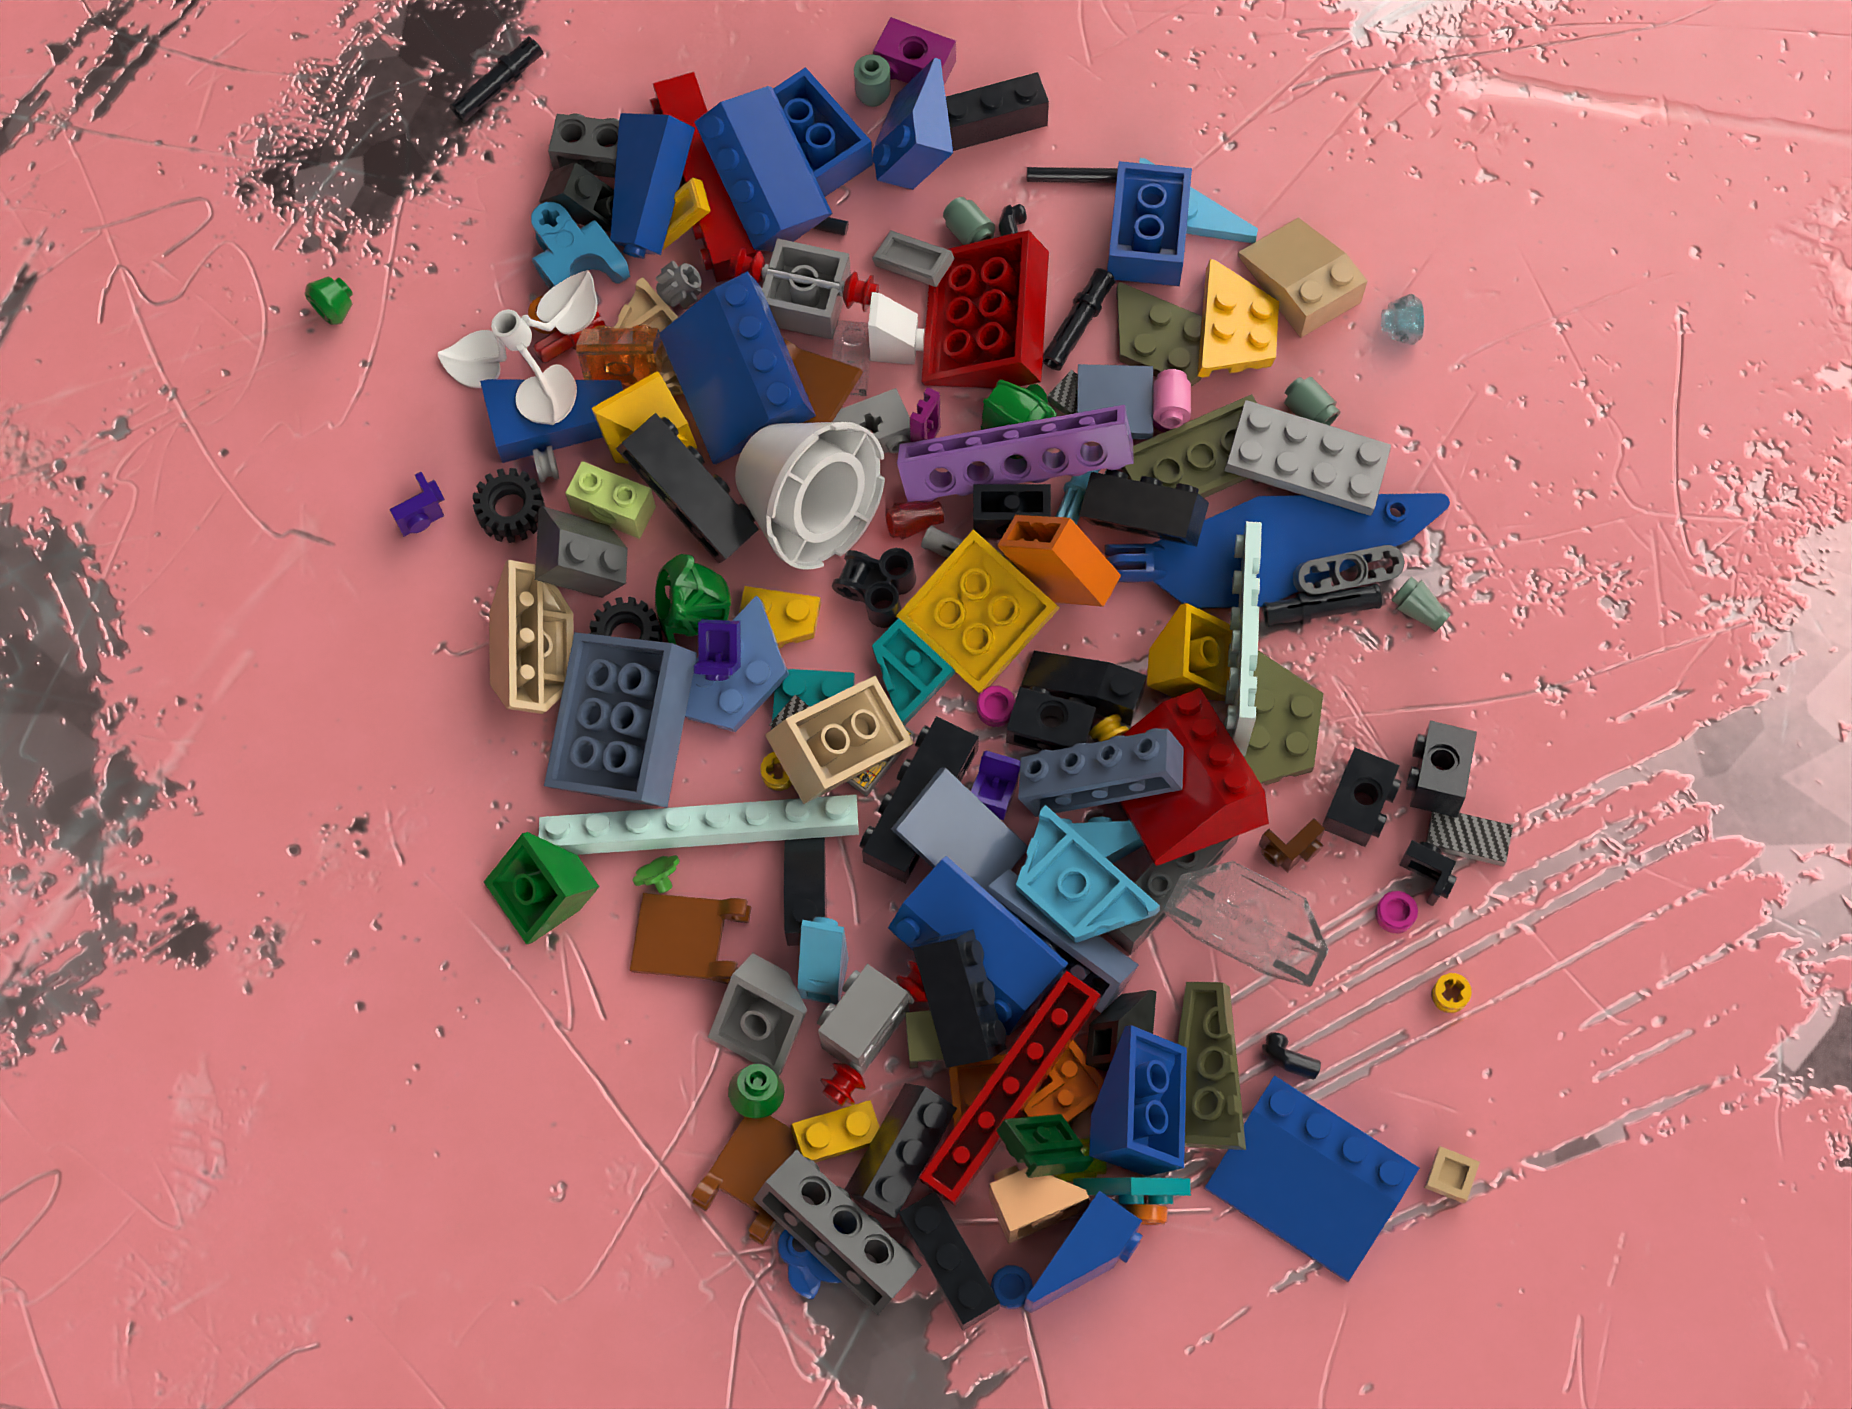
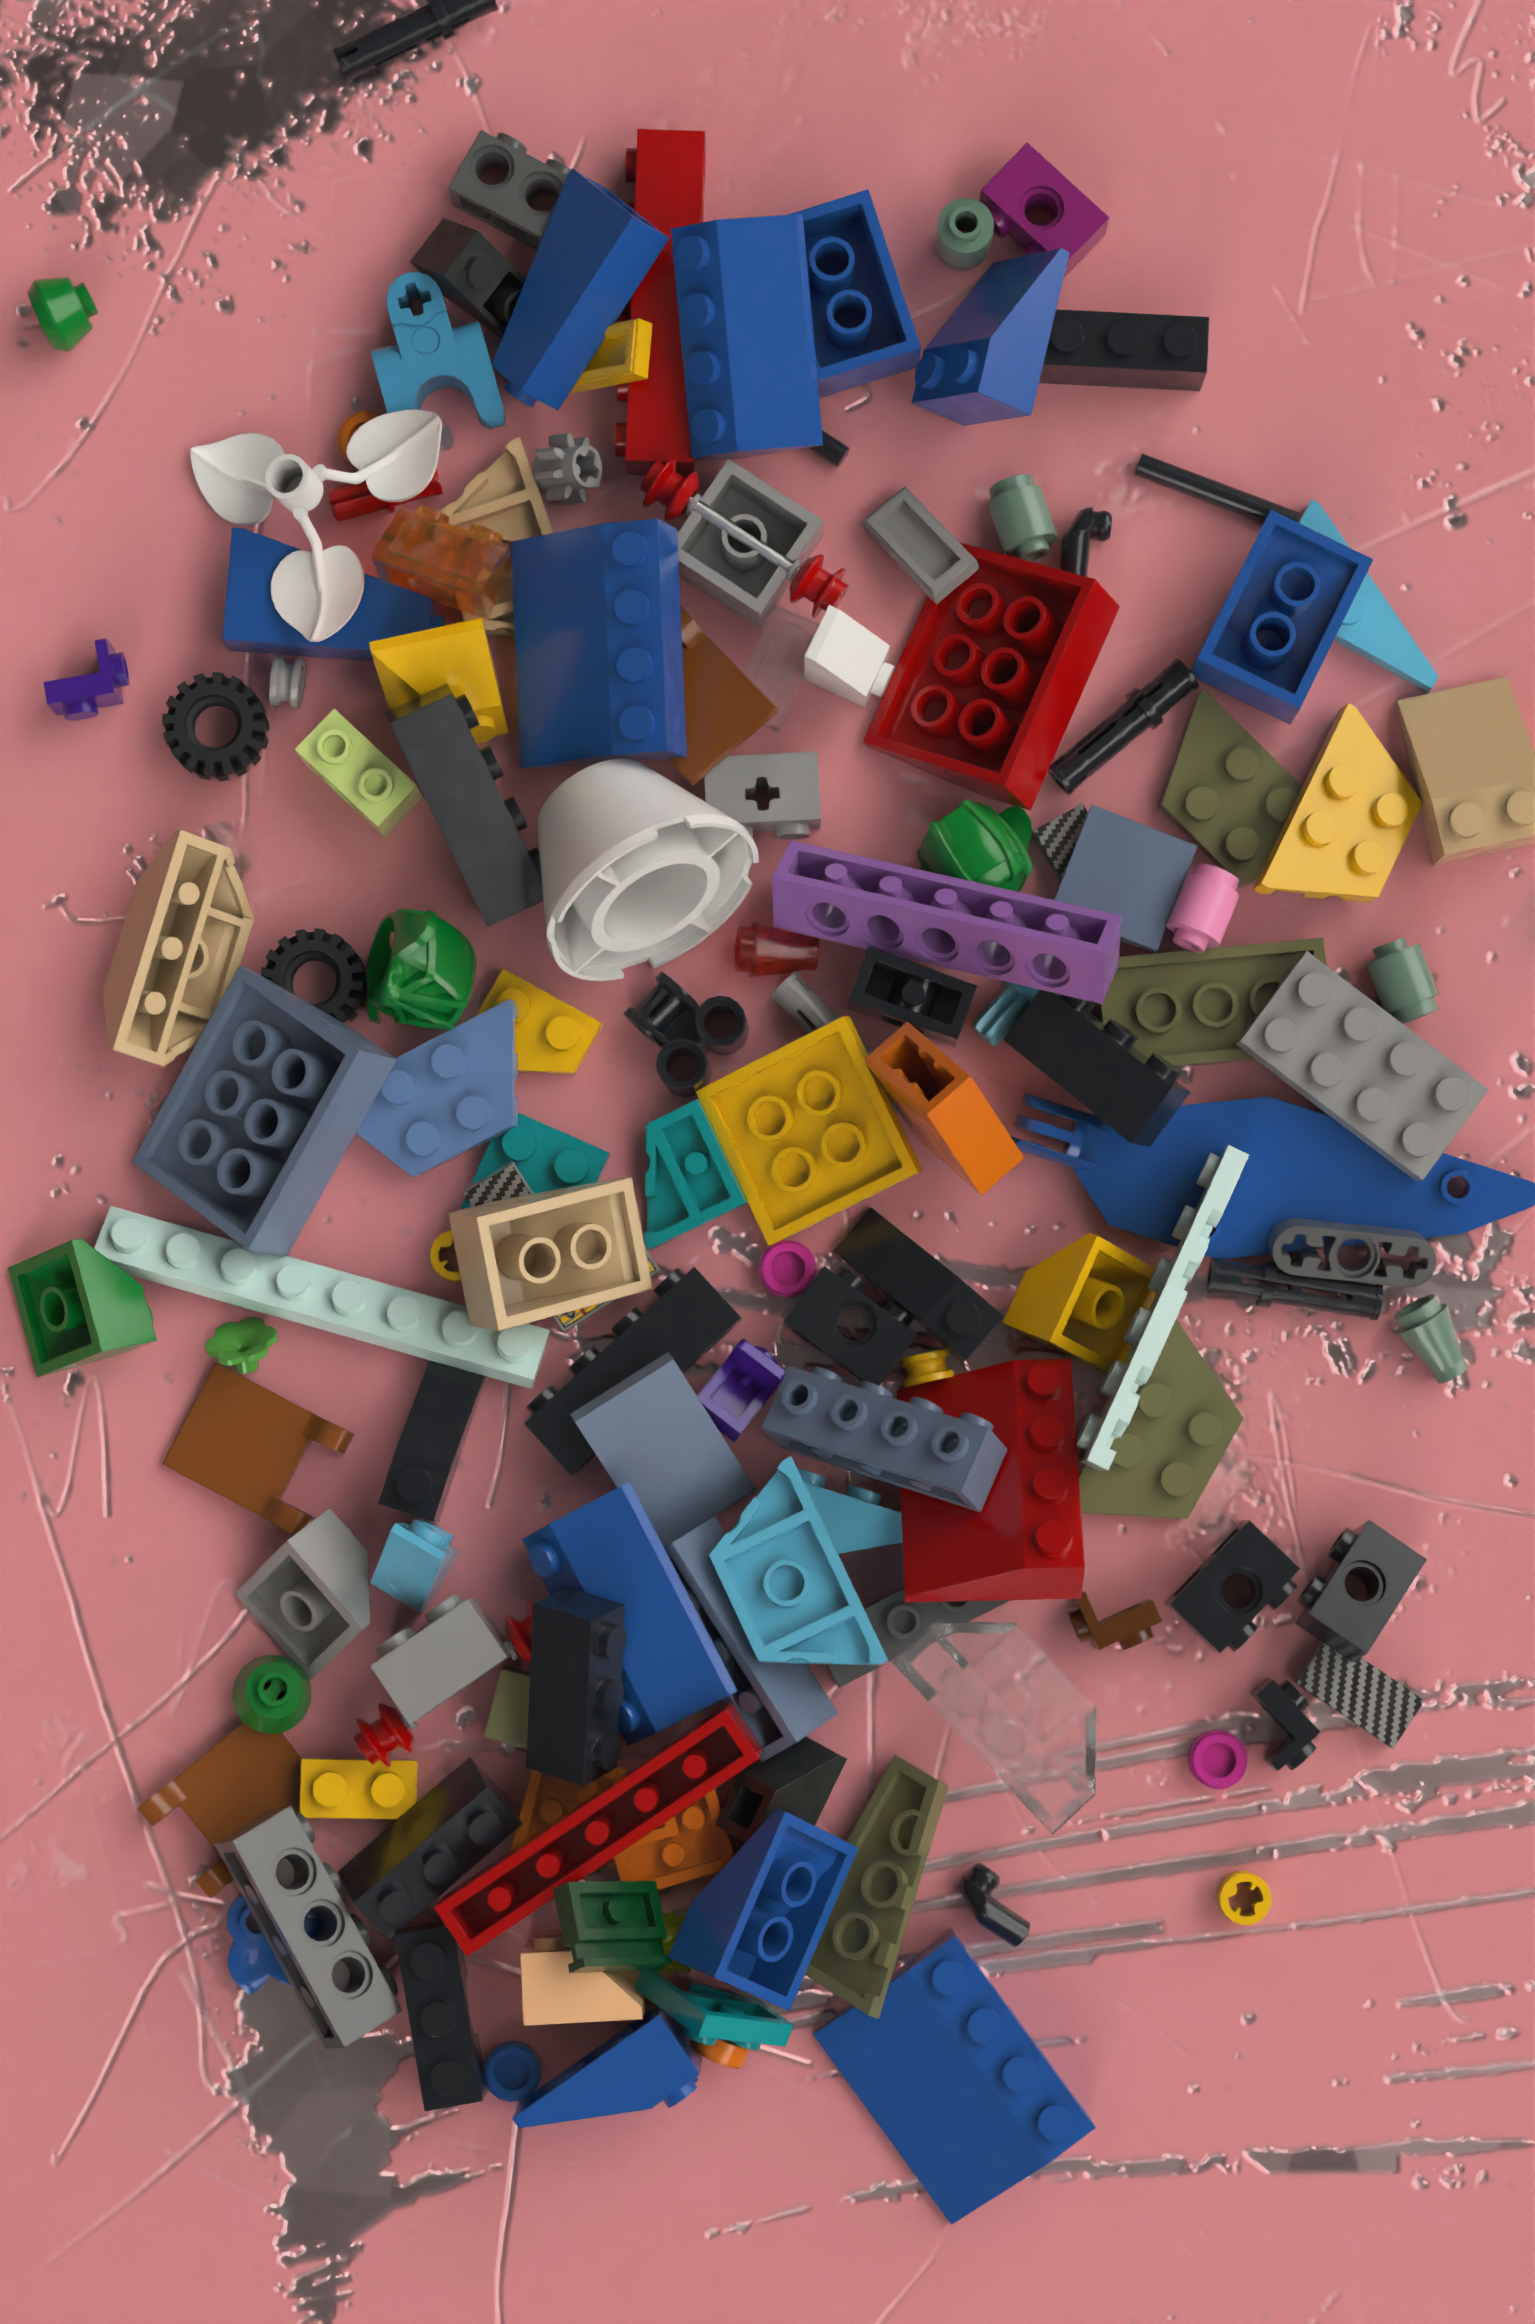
camera: 20 degrees right, 15 degrees up
(579, 554) = (287, 840): dark grey slope -> none
(718, 649) = (426, 1068): dark purple bracket -> none
(926, 417) = (841, 819): magenta tile -> none
(1452, 1174) = (1141, 2140): tan plate -> none

